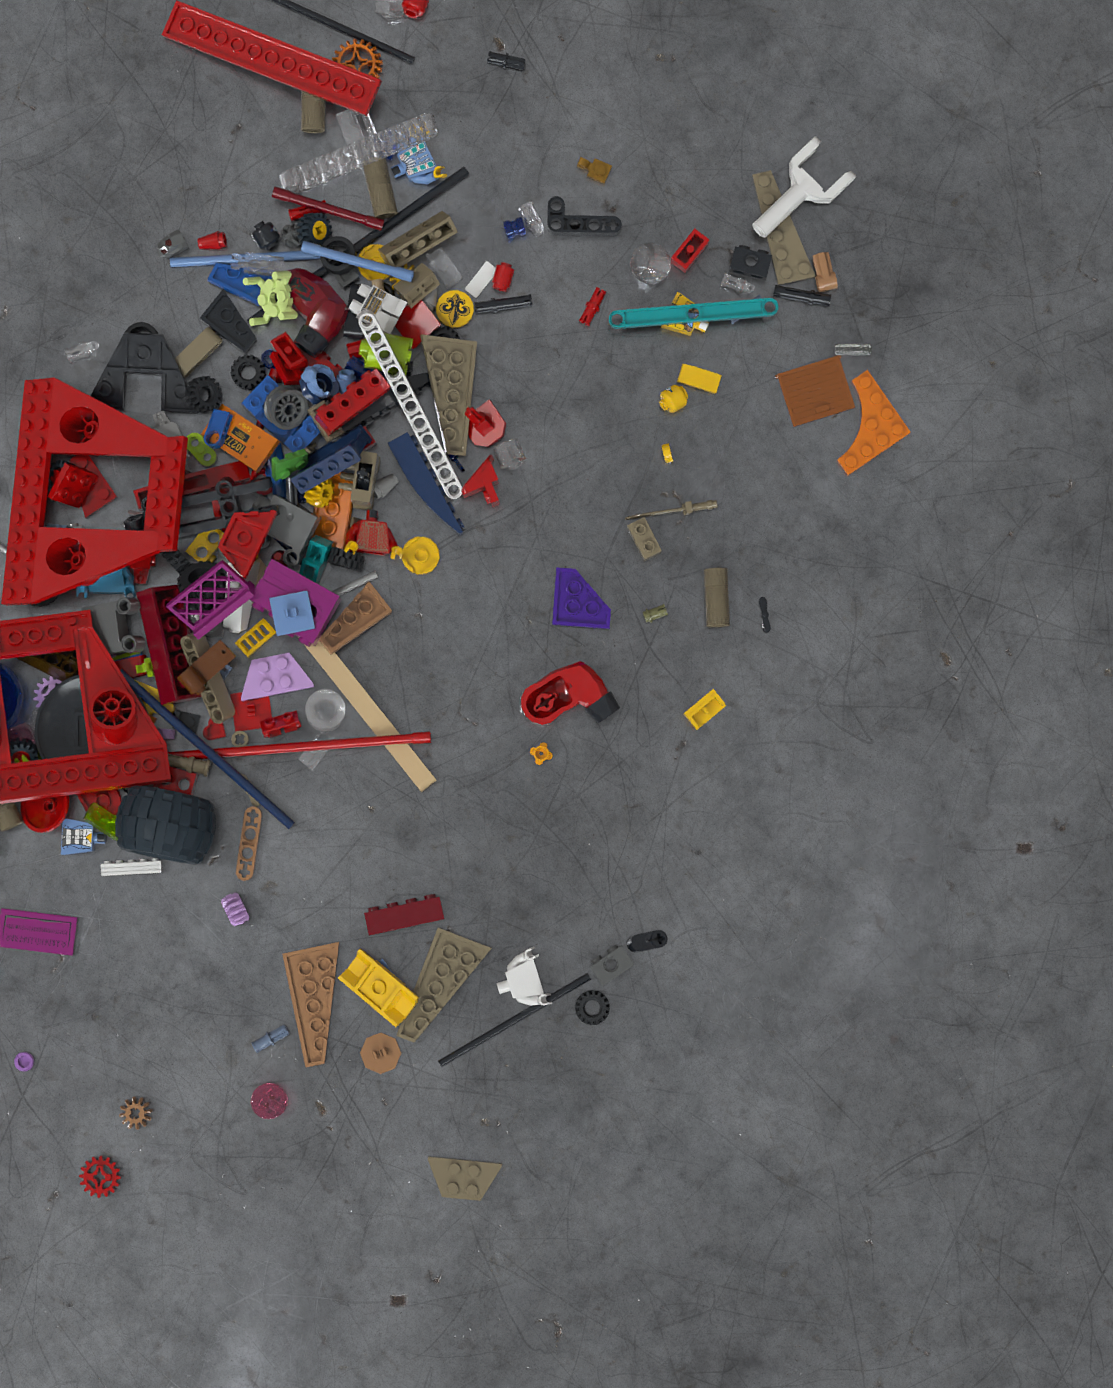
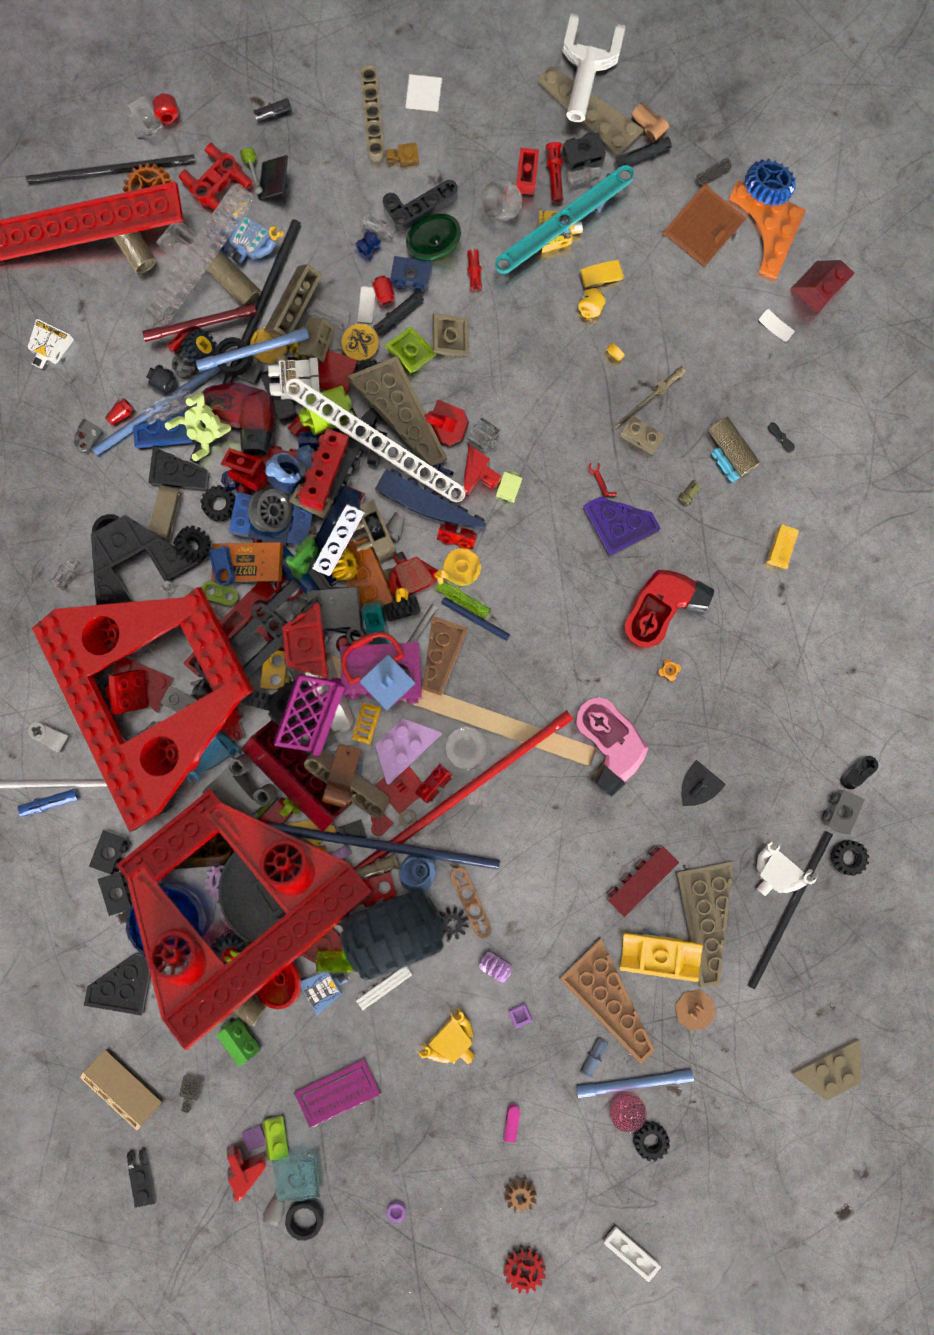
camera: 35 degrees left, 0 degrees up
(109, 518) = (176, 699): none -> light grey brick
(159, 948) = (451, 1041): none -> yellow torso
(166, 1049) = (511, 1123): none -> dark pink bar
(188, 145) = (48, 343): none -> white torso
(198, 1219) = (632, 1253): none -> white plate
(219, 789) = (417, 873): none -> medium blue hair
(224, 857) = (458, 928): none -> black gear
(230, 964) = (520, 1015): none -> medium lavender tile
(252, 1064) = (594, 1089): none -> medium blue piece
(273, 1149) = (660, 1150): none -> black tyre
(291, 566) = (361, 641): none -> red piece
(401, 417) = (373, 457): none -> black beam
(404, 583) = (463, 599): none -> clear neon green pin
(404, 607) = (475, 618): none -> dark blue bar
(419, 91) = (215, 178): none -> red piece
(437, 533) = (448, 534): none -> red hinge
(456, 782) = (616, 739): none -> bright pink piece
(460, 89) = (248, 156): none -> hinge
(469, 121) = (273, 177): none -> black piece
(493, 342) = (410, 349): none -> lime slope
(503, 511) = (509, 486): none -> yellowish green brick
(505, 867) = (699, 785): none -> black shield
(532, 266) = (402, 266): none -> dark blue brick
(535, 350) = (450, 335): none -> dark tan slope
(573, 257) = (433, 236): none -> dark green dish
(585, 557) = (600, 481): none -> red piece
(590, 108) = (372, 105): none -> dark tan beam
(646, 125) = (423, 93): none -> white sticker
(700, 608) = (725, 464): none -> medium azure axle
(722, 258) = (555, 161): none -> red pin
(822, 516) = (776, 326): none -> white sticker
(880, 505) = (822, 283): none -> dark red slope
(888, 395) = (770, 182): none -> blue gear

